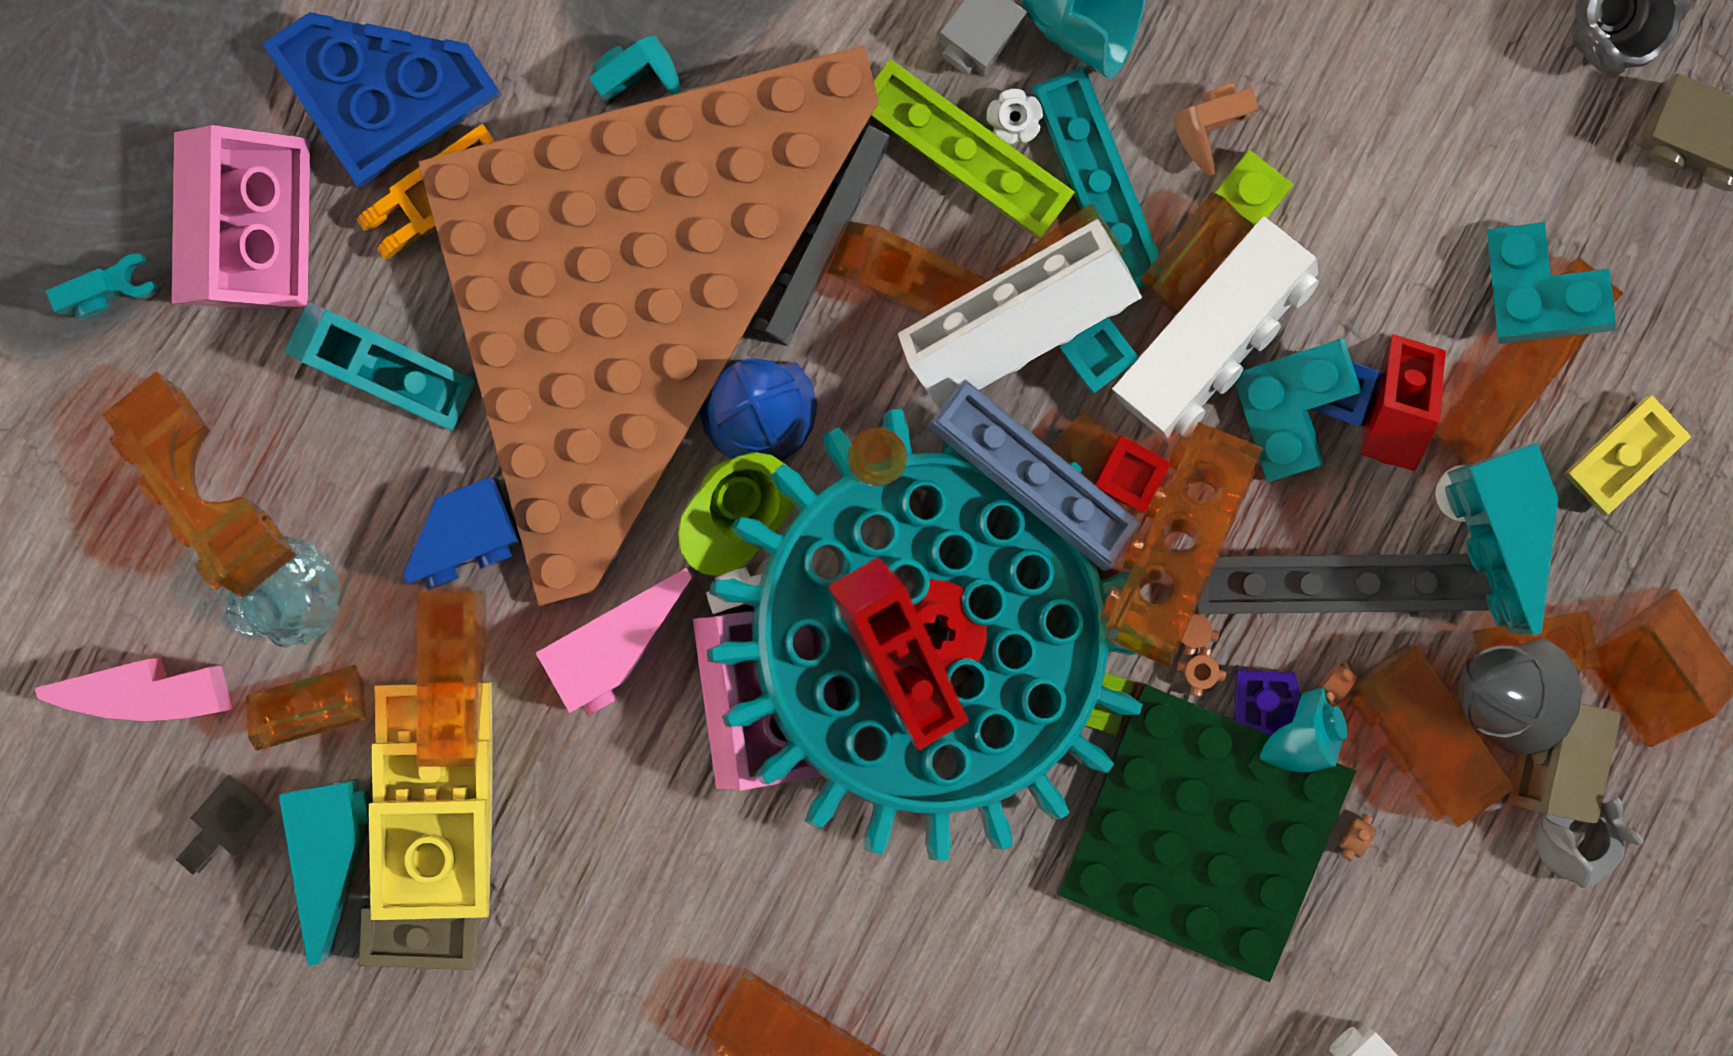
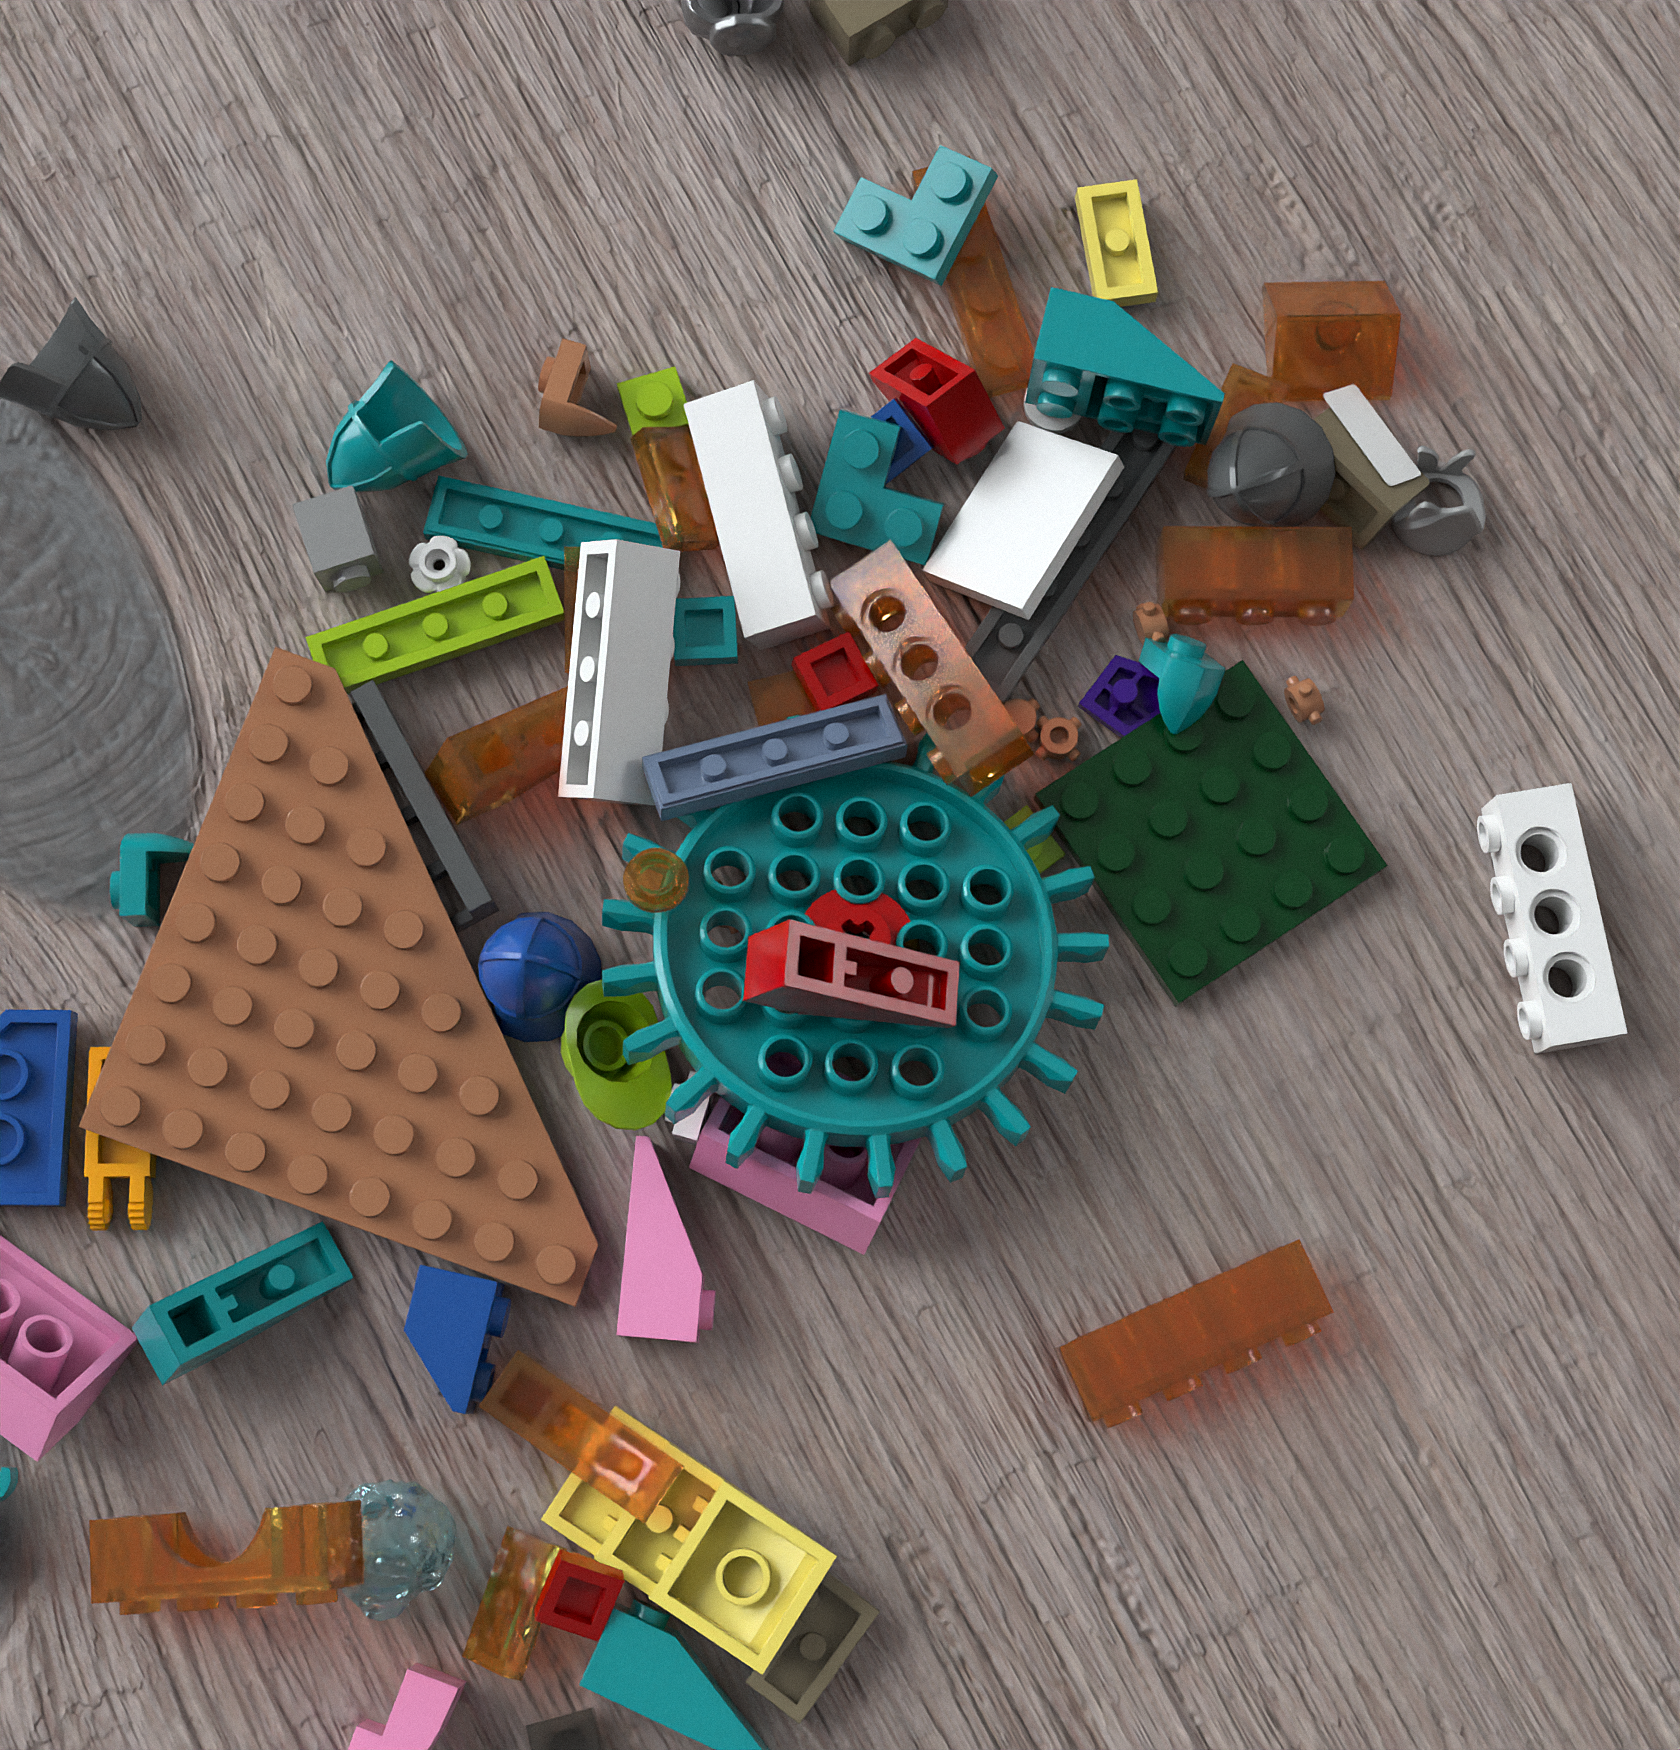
camera: 60 degrees left, 10 degrees down
(339, 752) = (579, 1595): none -> red tile
(1352, 533) = (1023, 519): none -> white tile
(1603, 754) = (1372, 435): none -> white sticker

